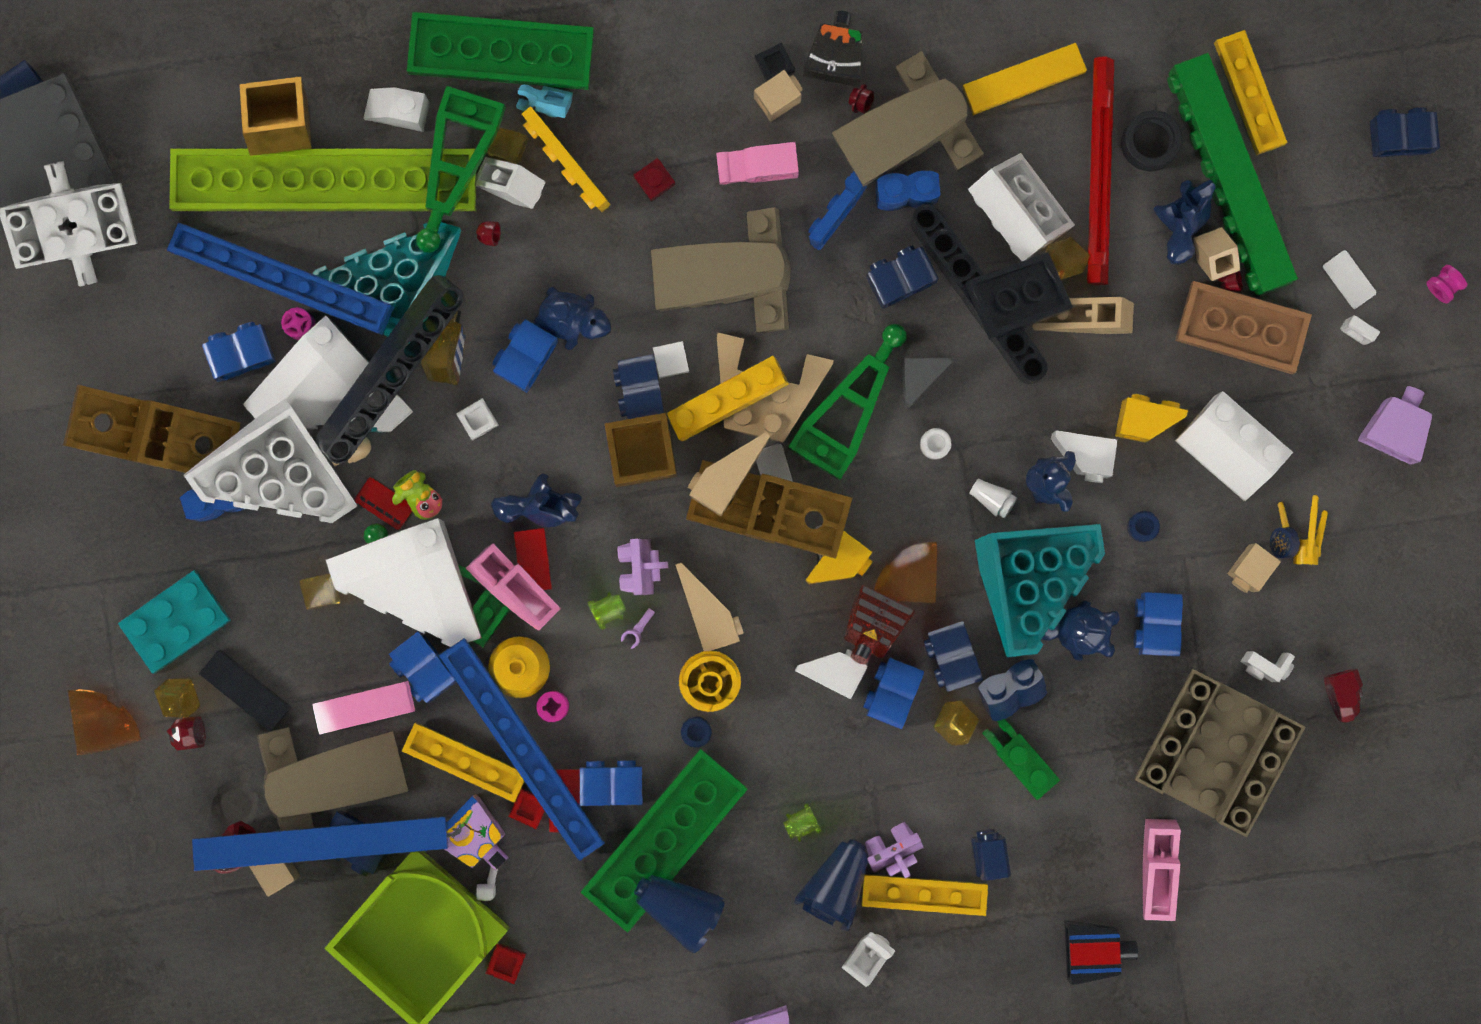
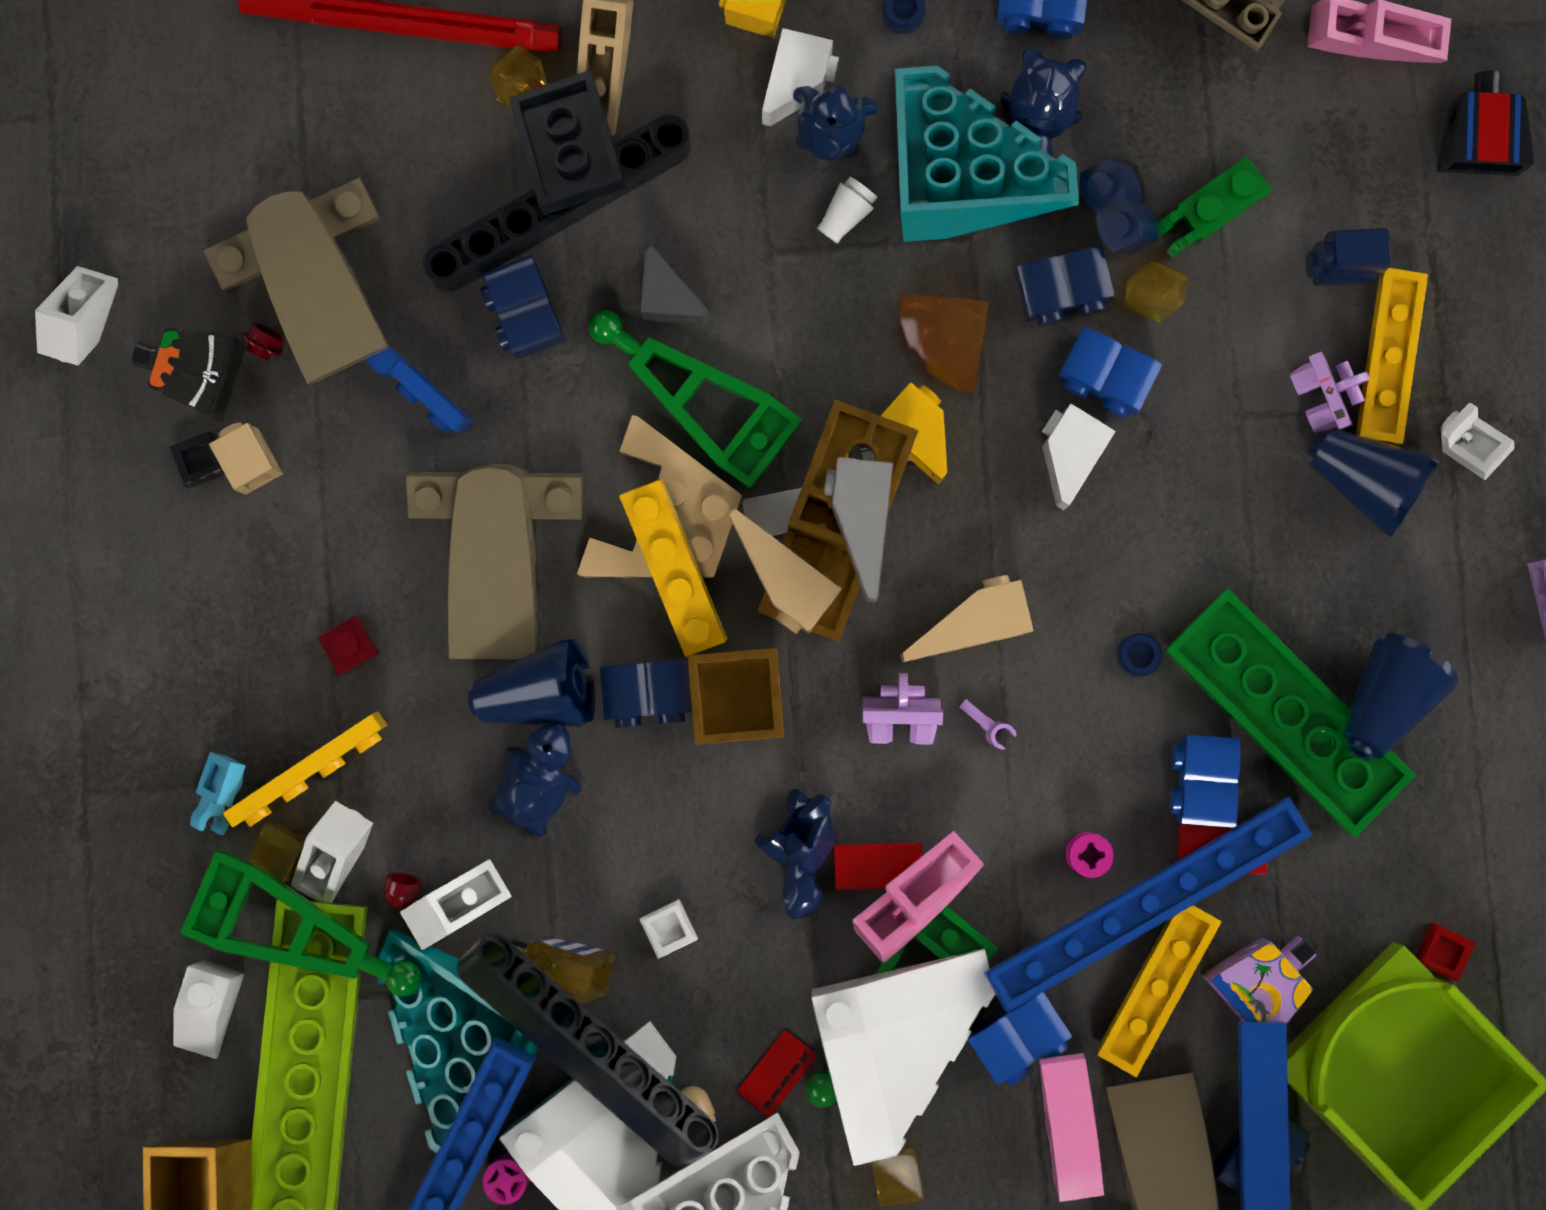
camera: 80 degrees left, 0 degrees up
(421, 497) = (774, 1020): animal -> none
(482, 271) = (455, 904): none -> white slope
(487, 891) = (1342, 970): white hand -> none
(500, 50) = (137, 851): green plate -> none
(519, 667) = (1029, 897): yellow cone -> none
(525, 355) = (583, 852): blue brick -> none
(527, 809) = (1231, 904): red tile -> none
(607, 609) = (958, 765): clear neon green brick -> none
(634, 313) = (537, 689): none -> dark blue cone
(671, 359) = (609, 644): white tile -> none
(709, 681) = (1074, 626): yellow cone -> none
(758, 164) = (341, 494): bright pink piece -> none
(776, 521) = (861, 507): none -> light grey slope
(801, 823) = (1280, 517): clear neon green brick -> none
(874, 624) = (1011, 389): clear red torso -> none
(898, 190) = (399, 296): blue brick -> none
(935, 443) = (762, 284): white tile -> none
(1020, 207) = (441, 133): white slope -> none
(1024, 78) = (258, 112): yellow tile -> none

